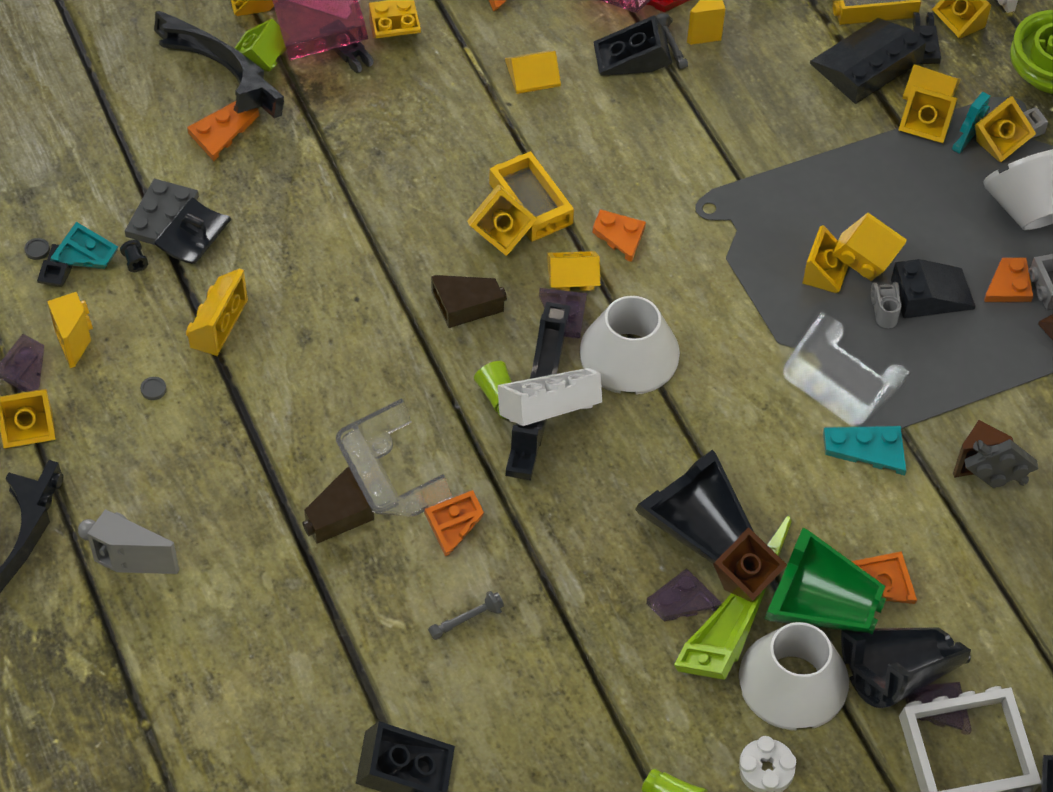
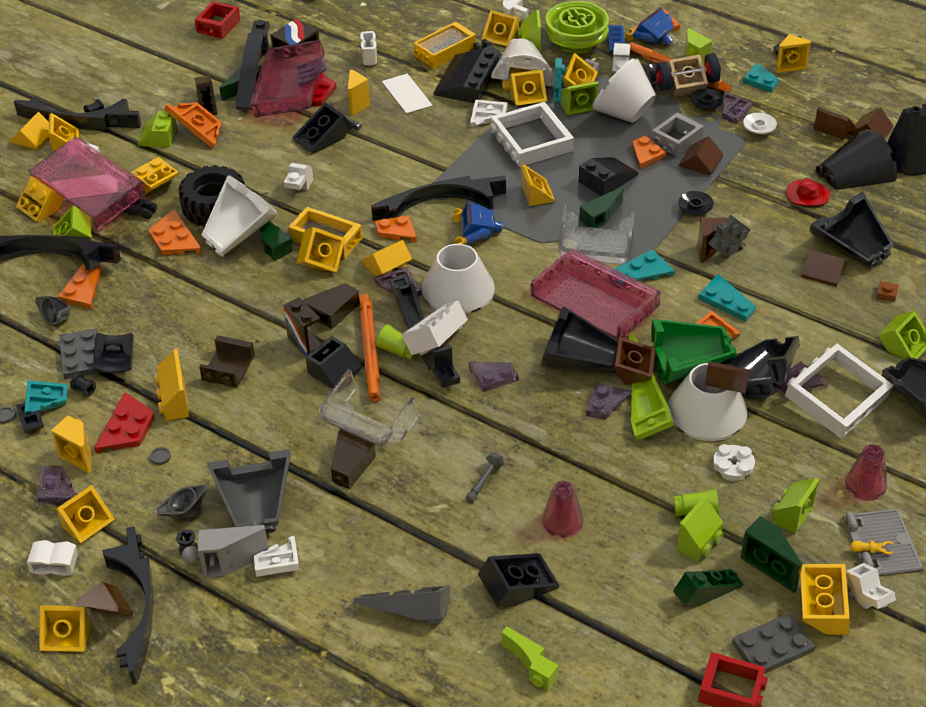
camera: 30 degrees left, 10 degrees down
(94, 507) = (189, 537): none -> black bush
(126, 463) = (184, 503): none -> dark grey hat
(144, 331) = (126, 426): none -> red wing
(170, 143) = (53, 309): none -> dark grey hat
(177, 585) = (277, 559): none -> white wing
(202, 490) = (254, 490): none -> dark grey cone
(273, 727) = (423, 604): none -> dark grey wedge
(302, 312) = (228, 362): none -> dark brown panel
(363, 110) = (173, 236): none -> orange wing
(404, 313) = (297, 318): none -> dark brown panel
(408, 375) = (331, 362): none -> black slope
(438, 124) = (235, 216): none -> white cone
(442, 102) = (201, 190): none -> black tyre
(454, 519) = (429, 429): orange wing -> none
(465, 171) = (275, 241): none -> dark green slope
(466, 378) = (369, 348): none -> orange piece
(513, 714) = (562, 512): none -> clear pink cone
(534, 71) = (268, 167): yellow slope -> none
(554, 104) = (299, 177): none -> white brick
(580, 489) = (493, 374): none -> wing
(712, 277) = (476, 223): none -> blue torso
(750, 229) = (476, 190): none -> black slope
(779, 44) = (407, 93): none -> white sticker
(779, 451) = (596, 293): none -> clear pink panel
(818, 657) = (727, 377): none -> reddish brown slope
(852, 123) = (484, 110): none -> white wing
(868, 246) = (557, 164): yellow slope -> none
(880, 336) = (599, 211): none -> dark green slope
(886, 304) = (587, 190): light grey piece -> none
(888, 150) = (563, 144): none -> white window
(941, 544) = (727, 298): none -> teal wing
(952, 66) = (523, 55): none -> white cone
(979, 161) = (579, 98): none -> lime slope
(994, 35) = (531, 29): none -> lime slope
(1013, 382) = (696, 202): none -> black dish

